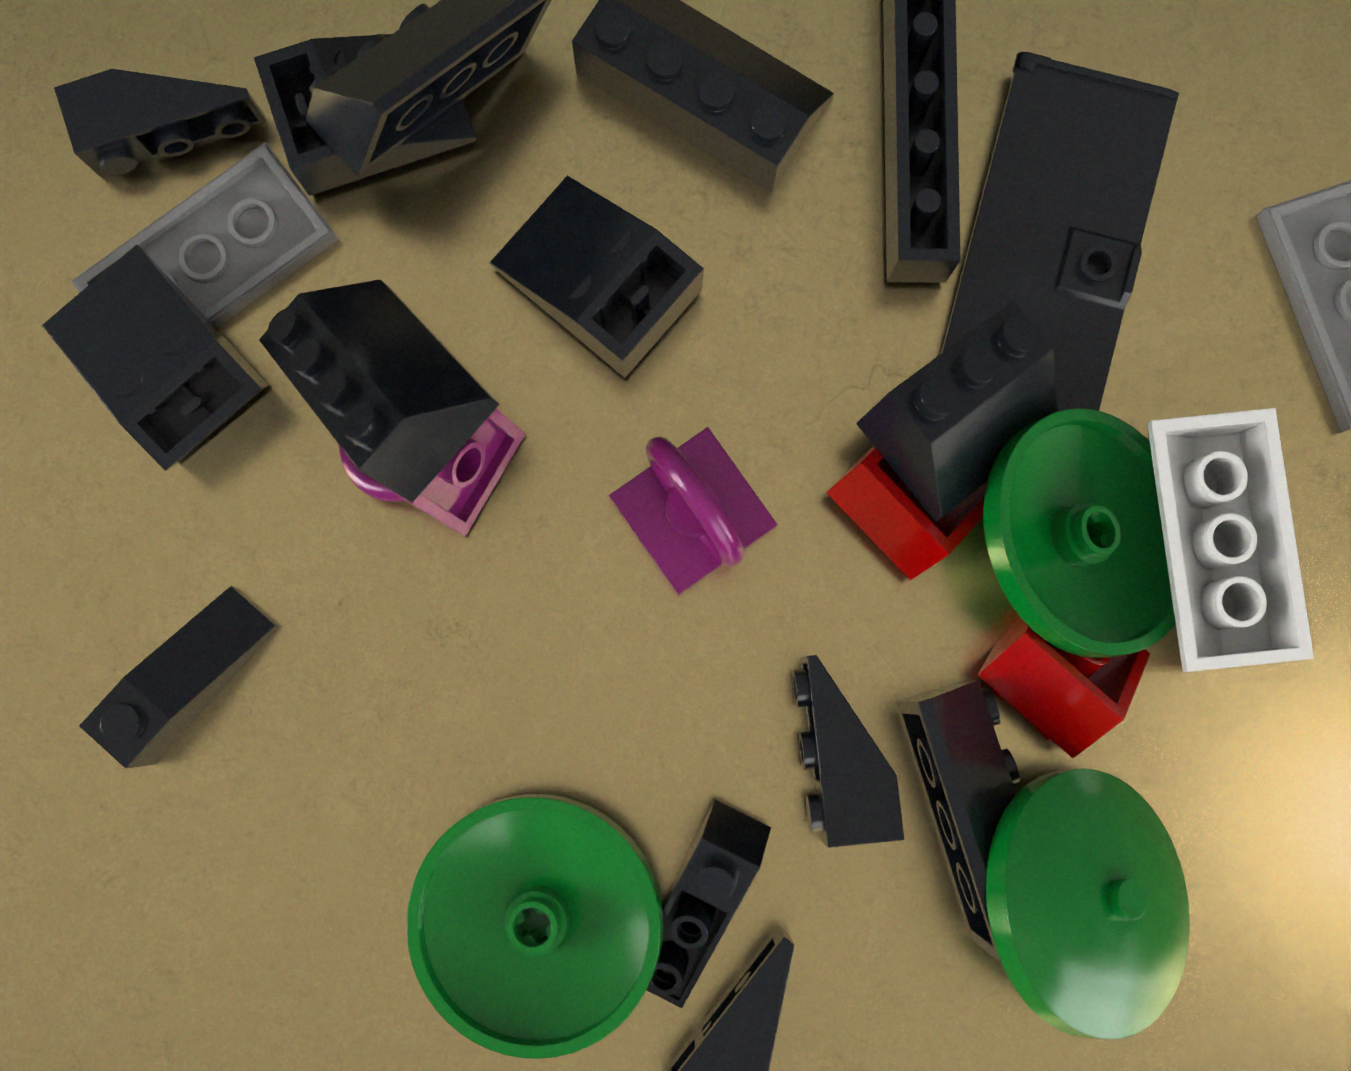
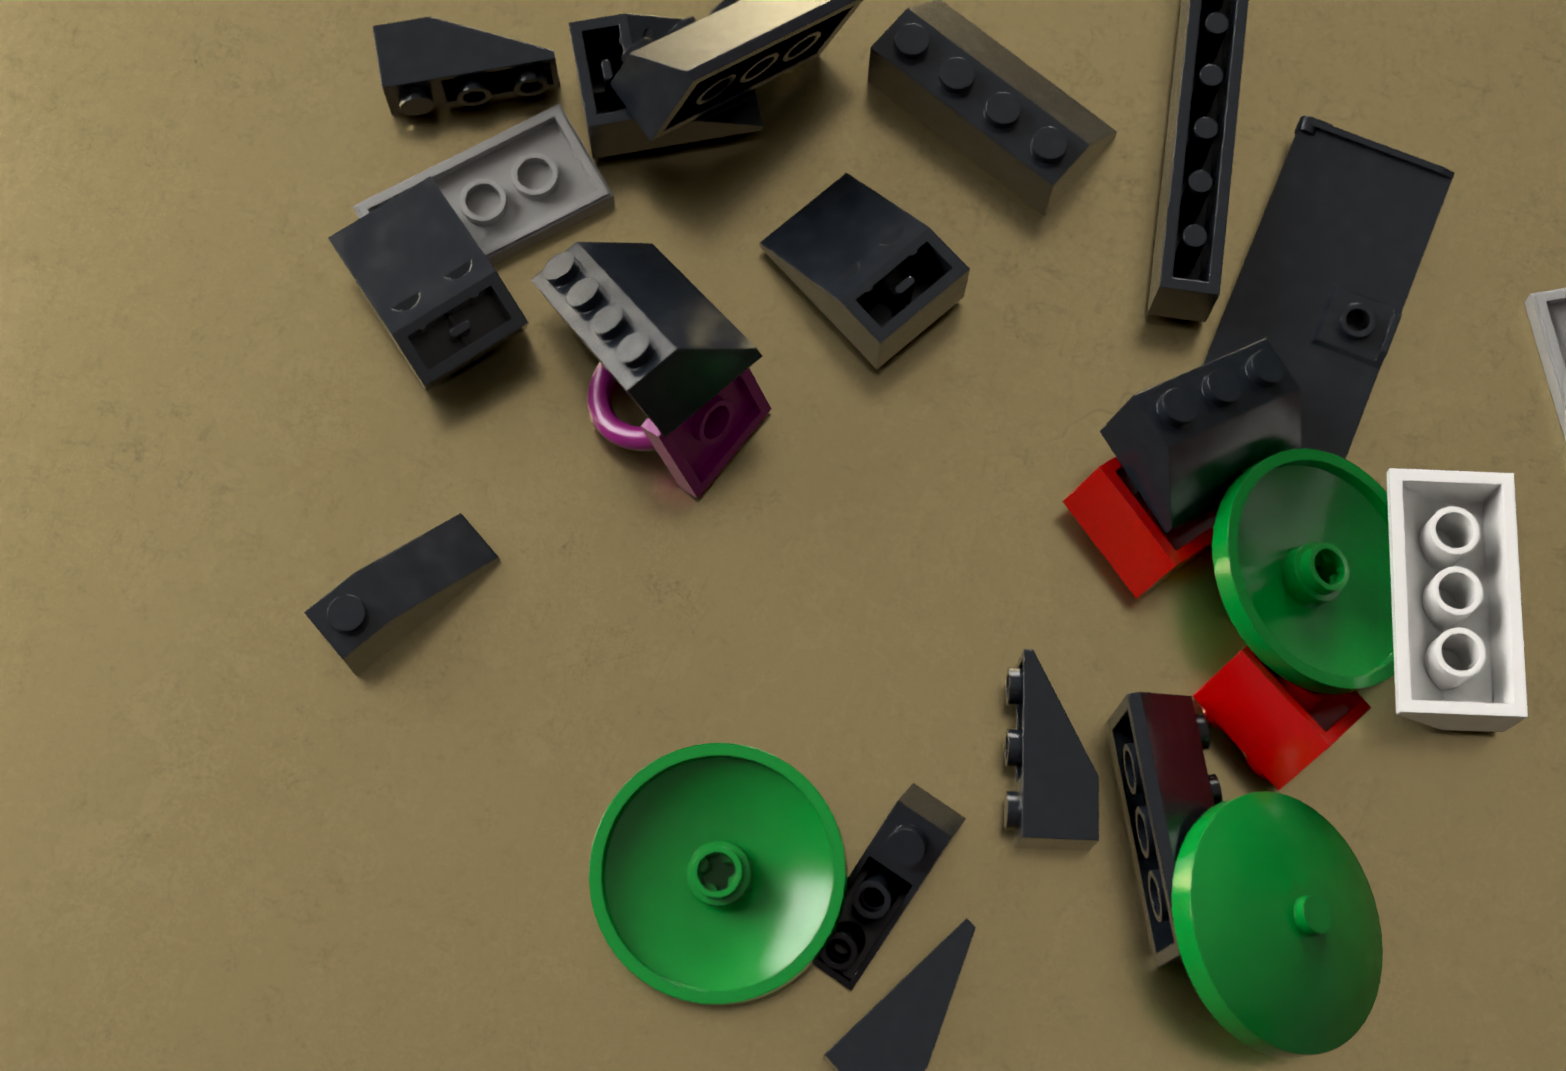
camera: 10 degrees right, 10 degrees down
(692, 509) = (926, 500): magenta tile -> none

